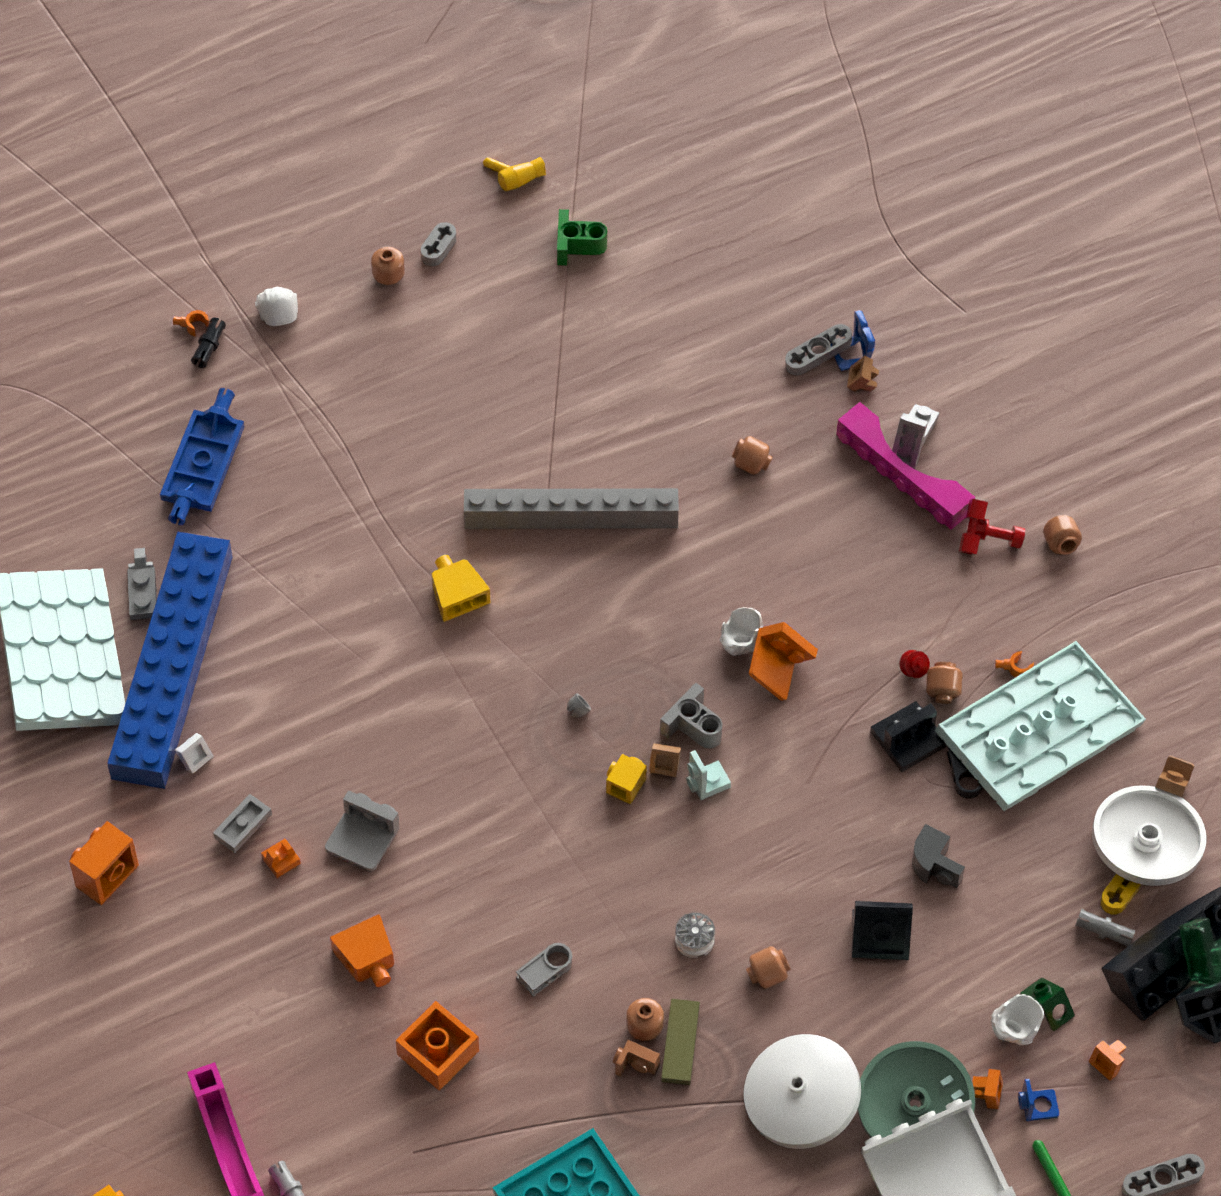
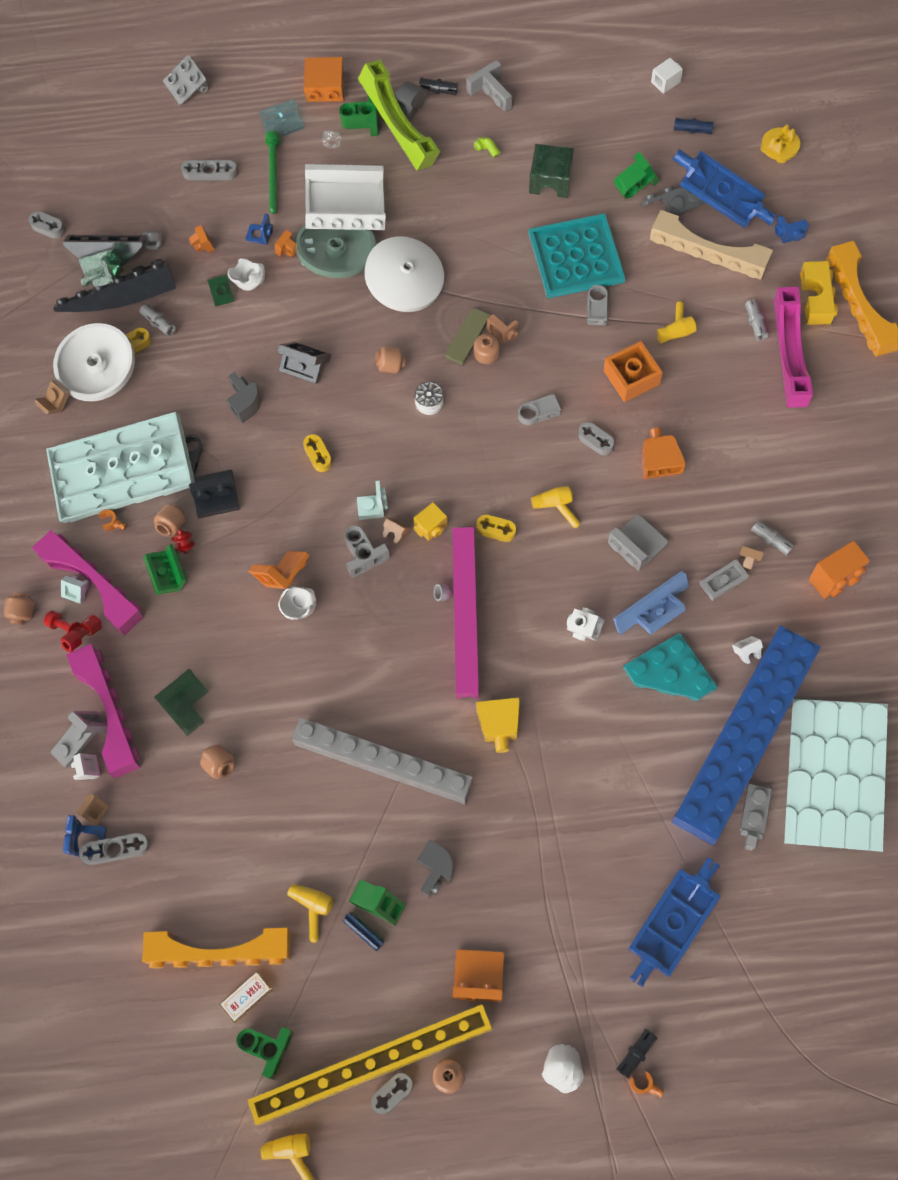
camera: 155 degrees left, 10 degrees up
(195, 895) = (772, 537): none -> light grey pin
(217, 859) = (750, 555): none -> medium nougat tile
(277, 707) = (671, 670): none -> teal plate
(280, 858) = (702, 547): orange tile -> none
(311, 762) = (656, 607): none -> medium blue bracket
(388, 350) = (478, 976): none -> orange bracket
(391, 1142) = (680, 328): none -> yellow piece
(394, 713) = (585, 624): none -> white brick
(457, 953) = (596, 438): none -> light grey beam
(465, 251) = (369, 1065): none -> yellow brick
(470, 435) = (439, 863): none -> dark grey brick
(483, 857) = (558, 498): none -> yellow piece
(516, 1137) = (597, 308): none -> light grey piece
(521, 381) = (377, 901): none -> green tile
(524, 359) = (363, 931): none -> dark blue axle
(542, 689) = (465, 613): none -> dark pink tile
(543, 802) = (496, 528): none -> yellow beam
(587, 367) = (316, 902): none -> yellow piece
(617, 274) = (245, 997): none -> white tile
(715, 282) = (270, 946): none -> light orange arch
(804, 826) = (321, 451): none -> yellow beam
(824, 494) = (179, 698): none -> clear green panel
(890, 409) = (86, 766): none -> white tile
(919, 624) = (165, 570): none -> green bracket
(1015, 574) = (74, 589): none -> light aqua tile
(1053, 604) = (58, 555): none -> dark pink arch
(1181, 1042) = (152, 236): none -> light grey tile

